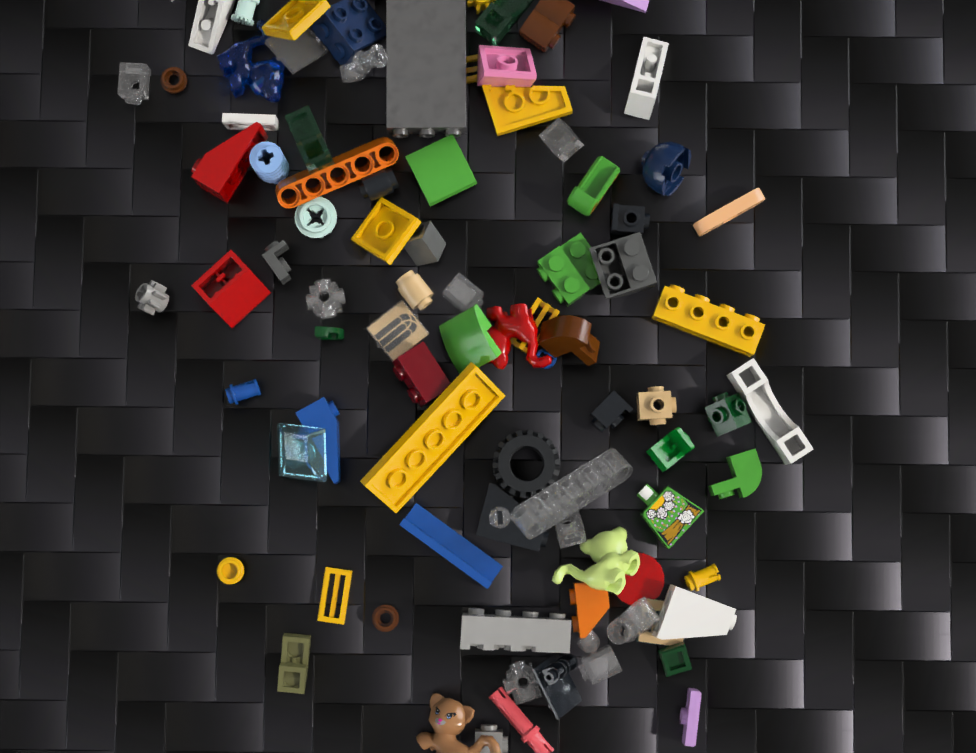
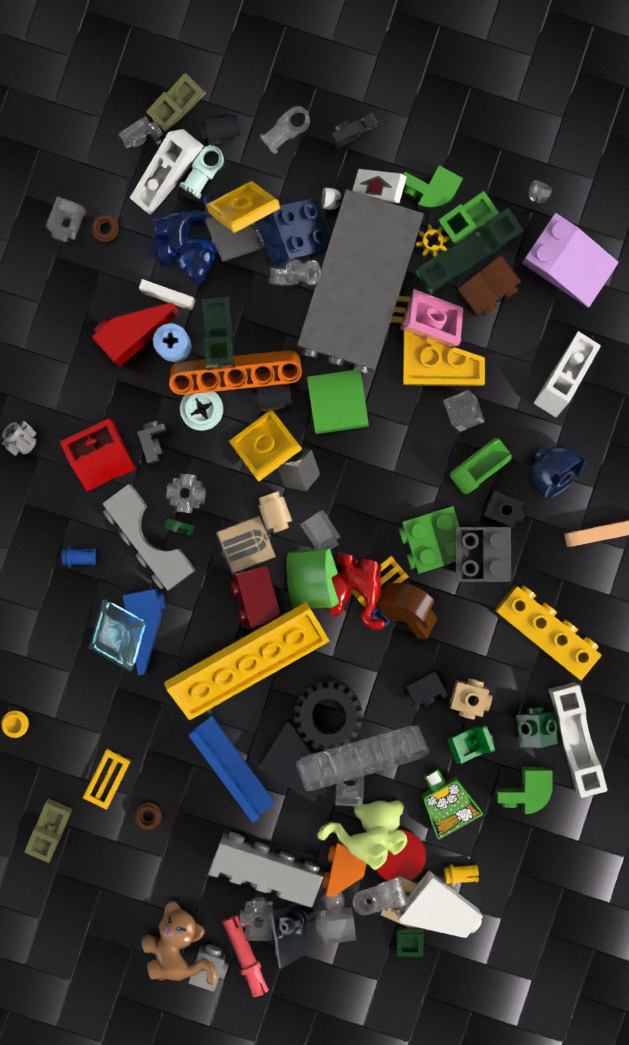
camera: 15 degrees right, 5 degrees up
(276, 331) = (127, 511): none -> light grey arch
(493, 518) = (280, 758): clear hinge -> none
(690, 716) = (406, 1000): lavender plate -> none

